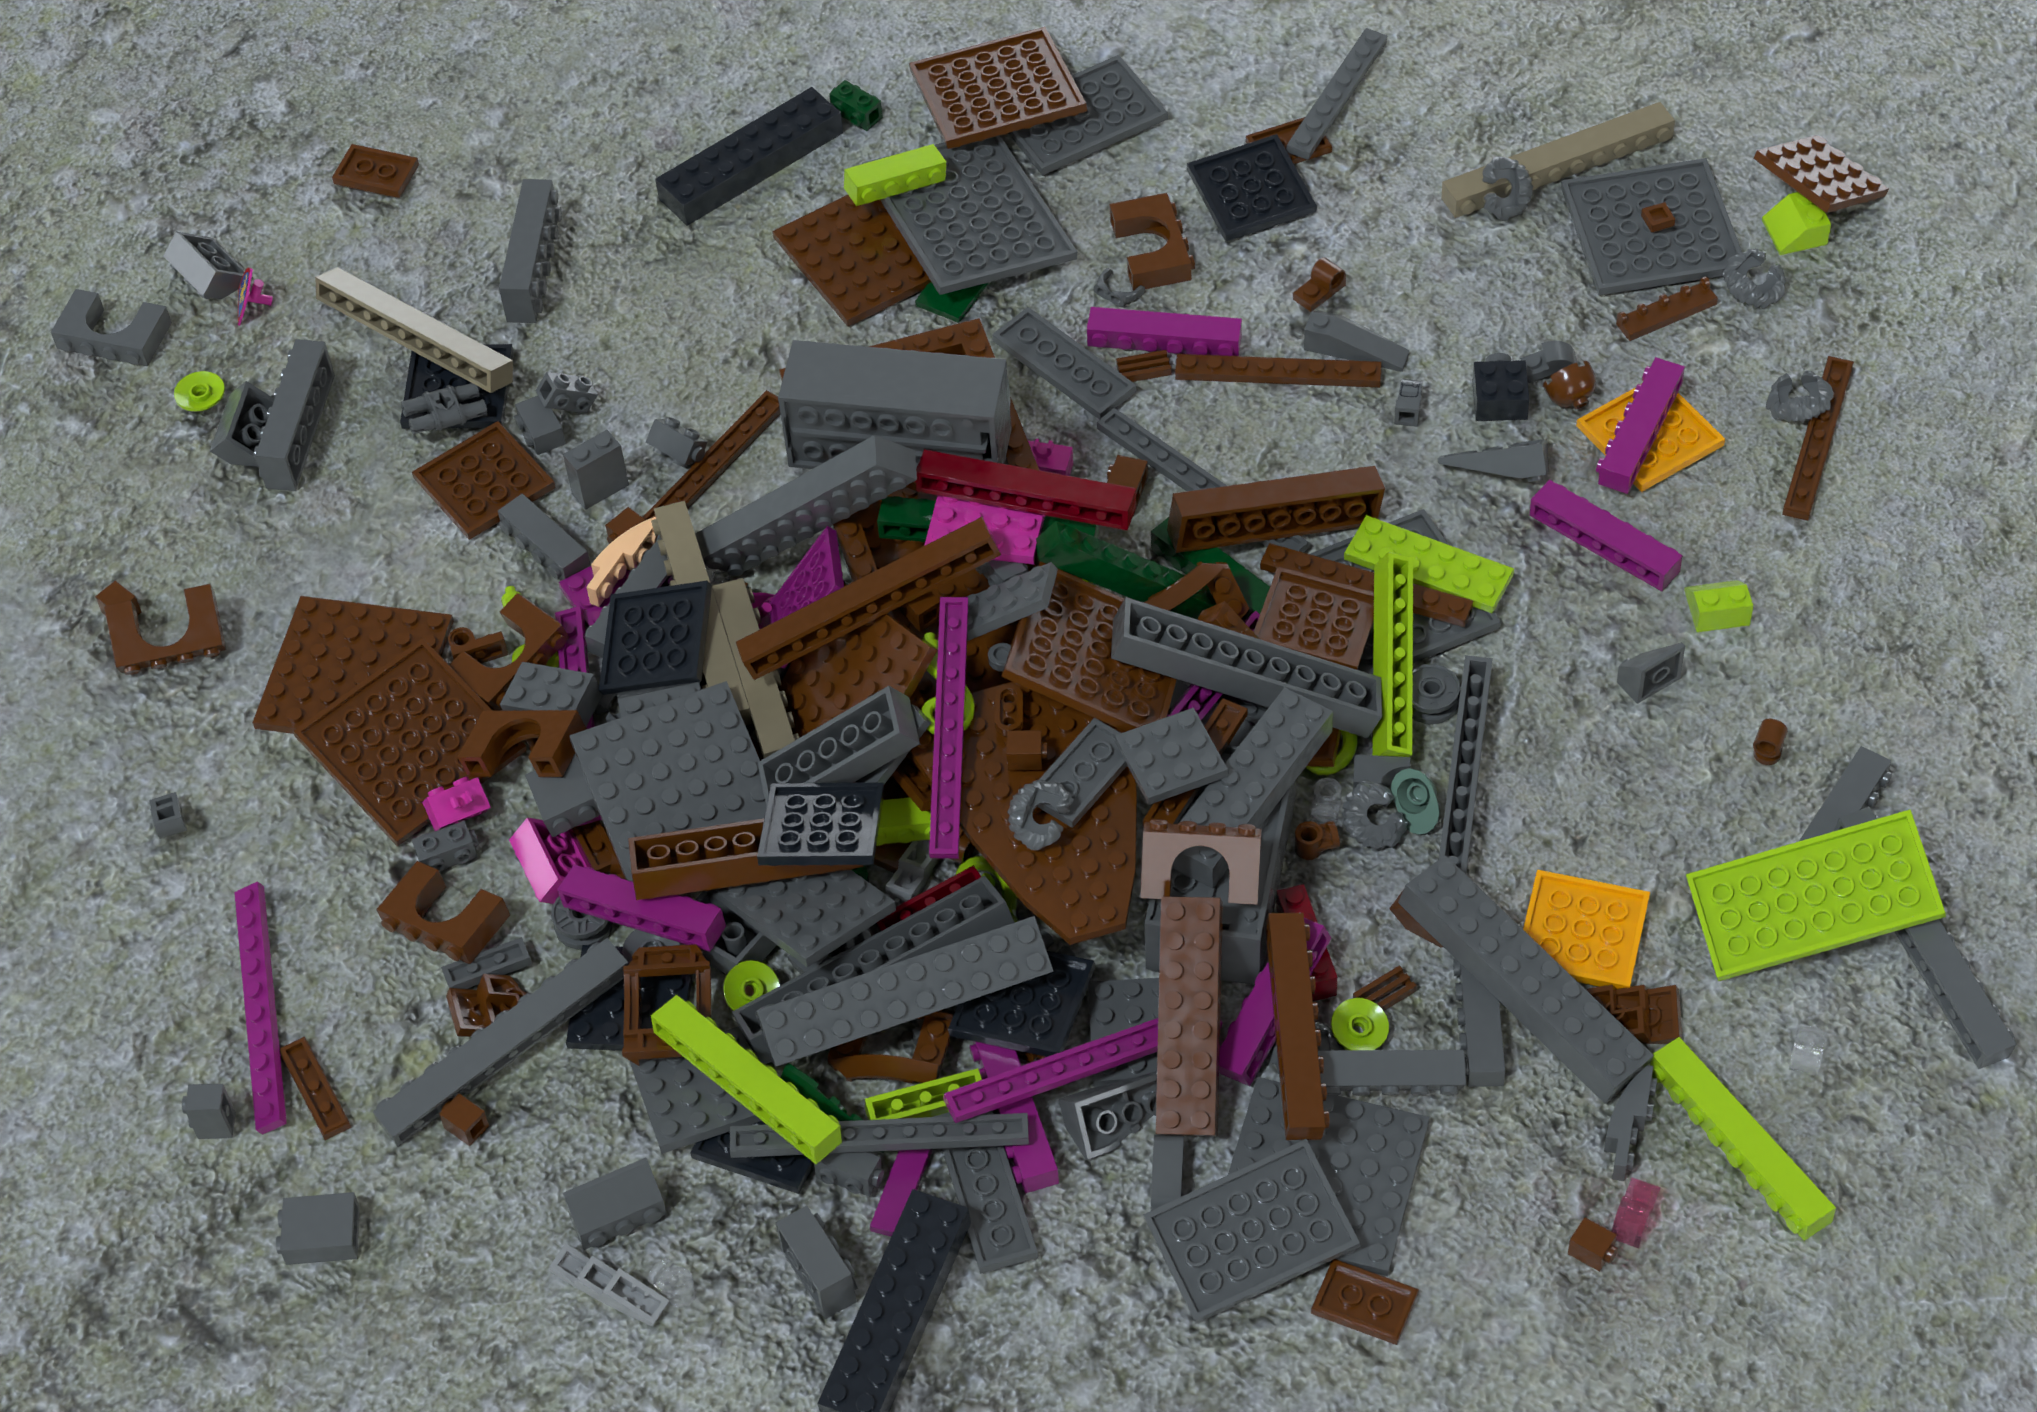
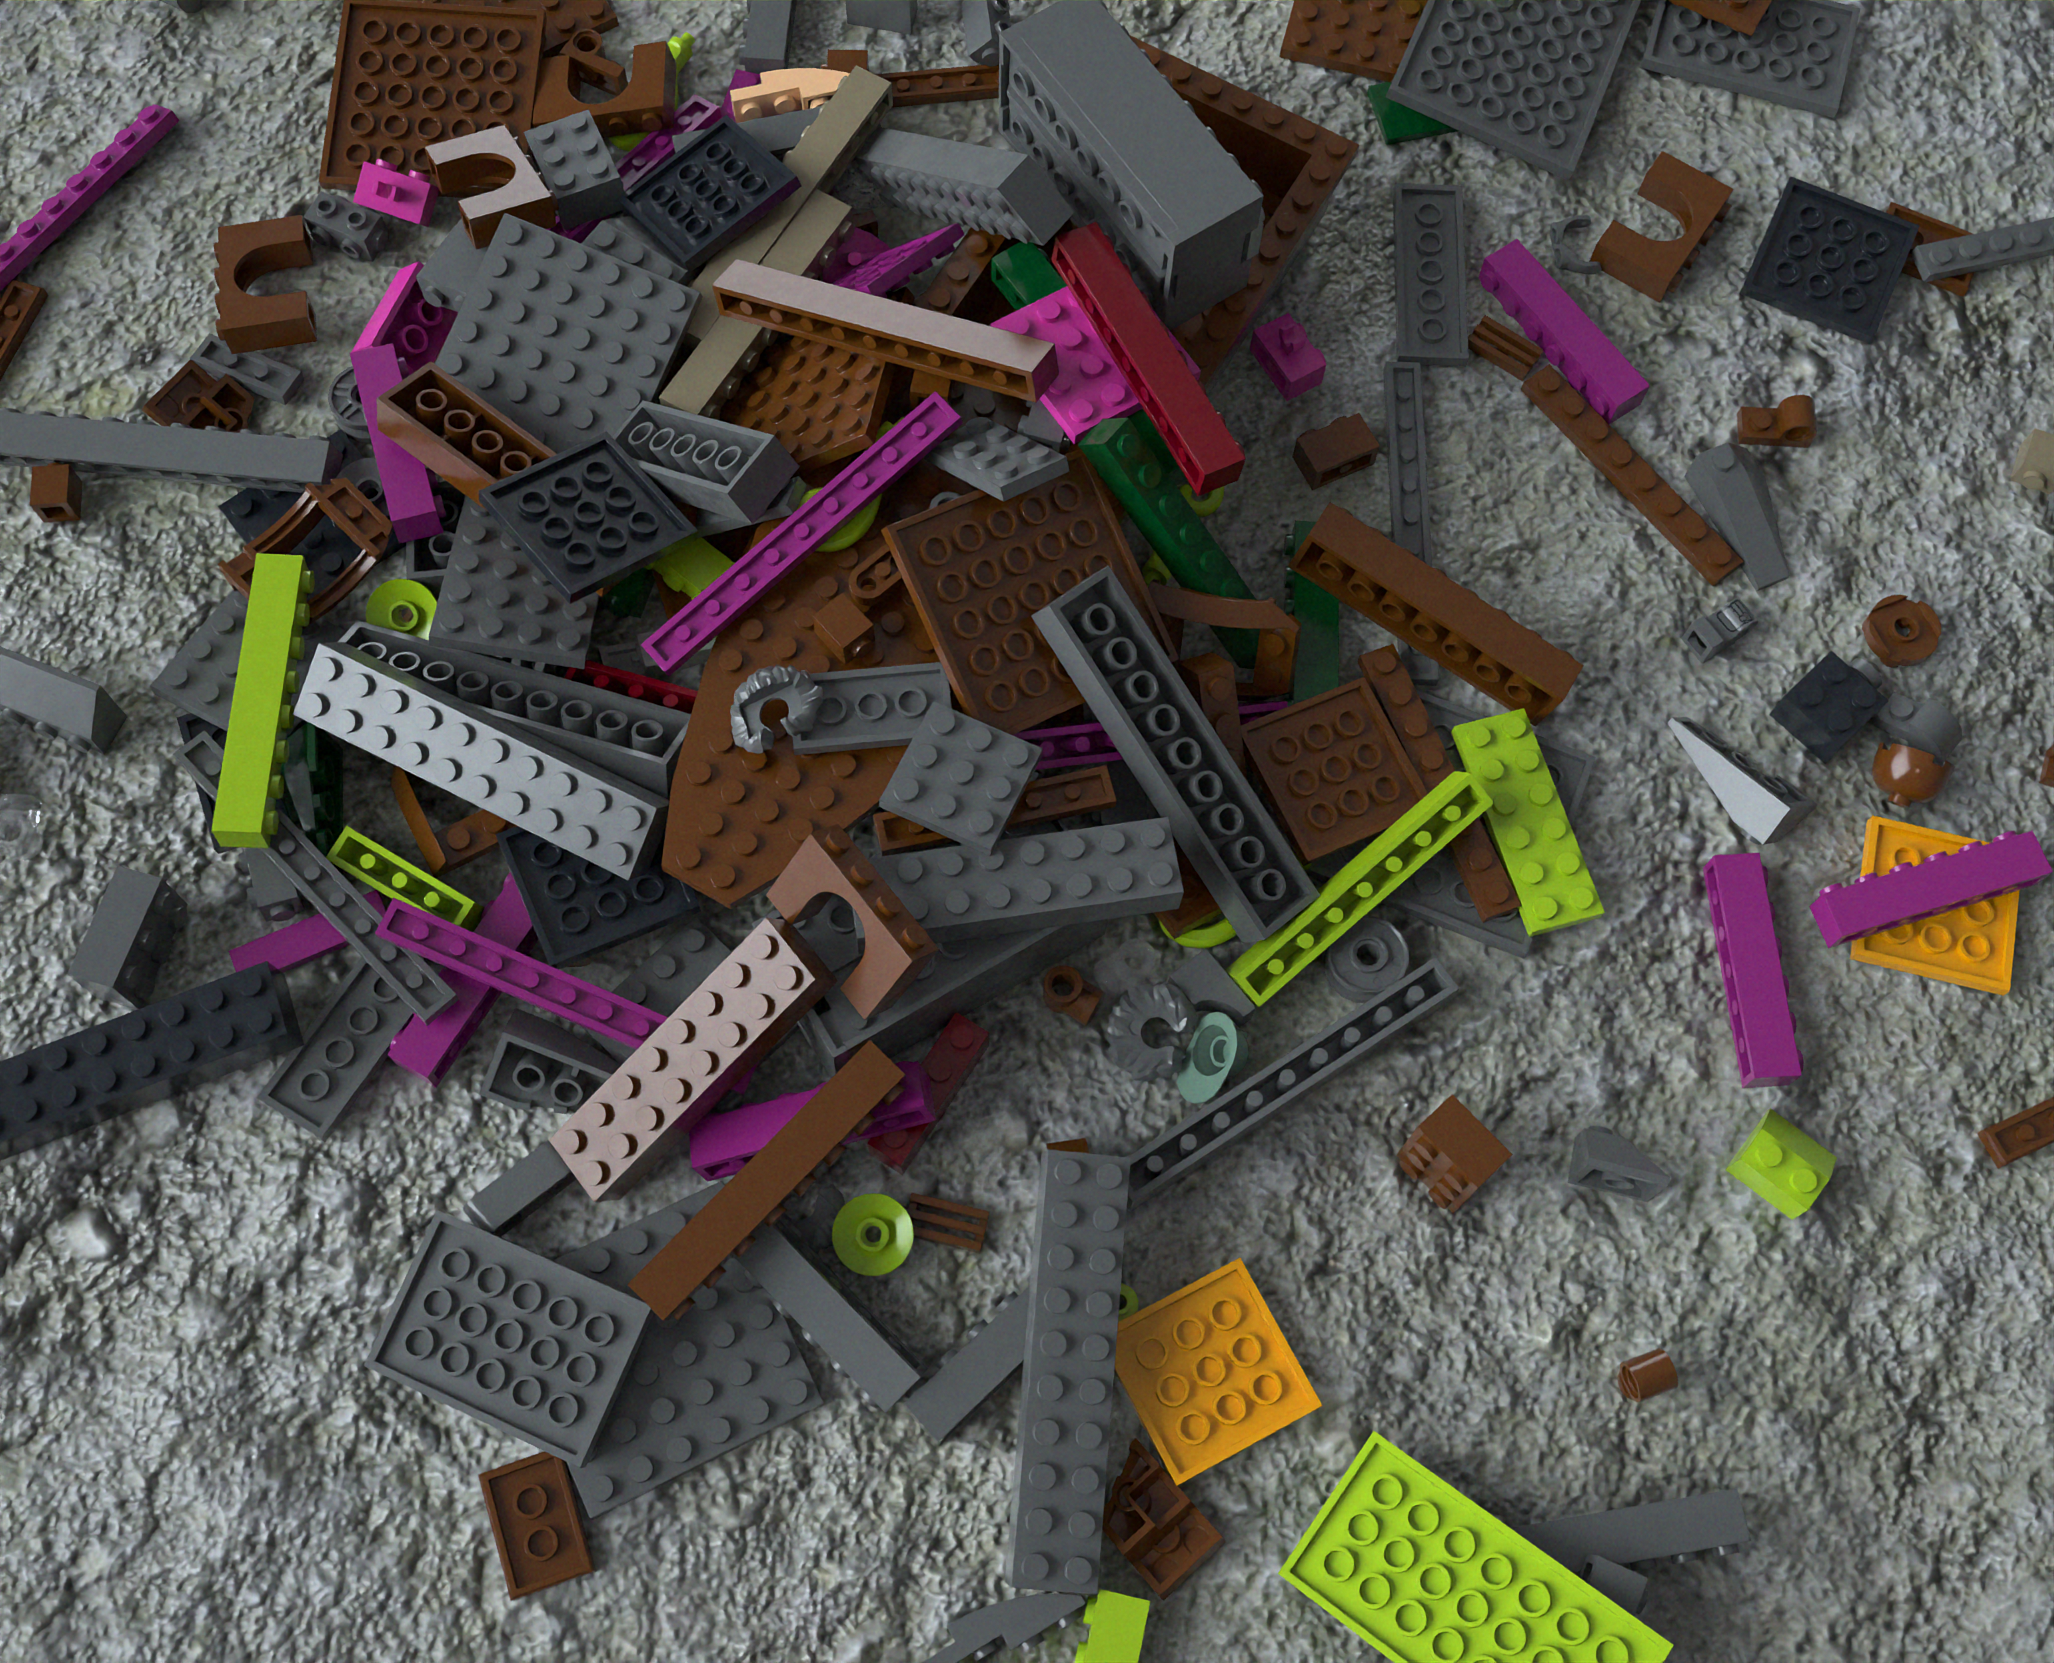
camera: 40 degrees right, 15 degrees up
(1488, 339) = (1888, 644): none -> reddish brown plate
(1578, 727) = (1452, 1154): none -> reddish brown brick

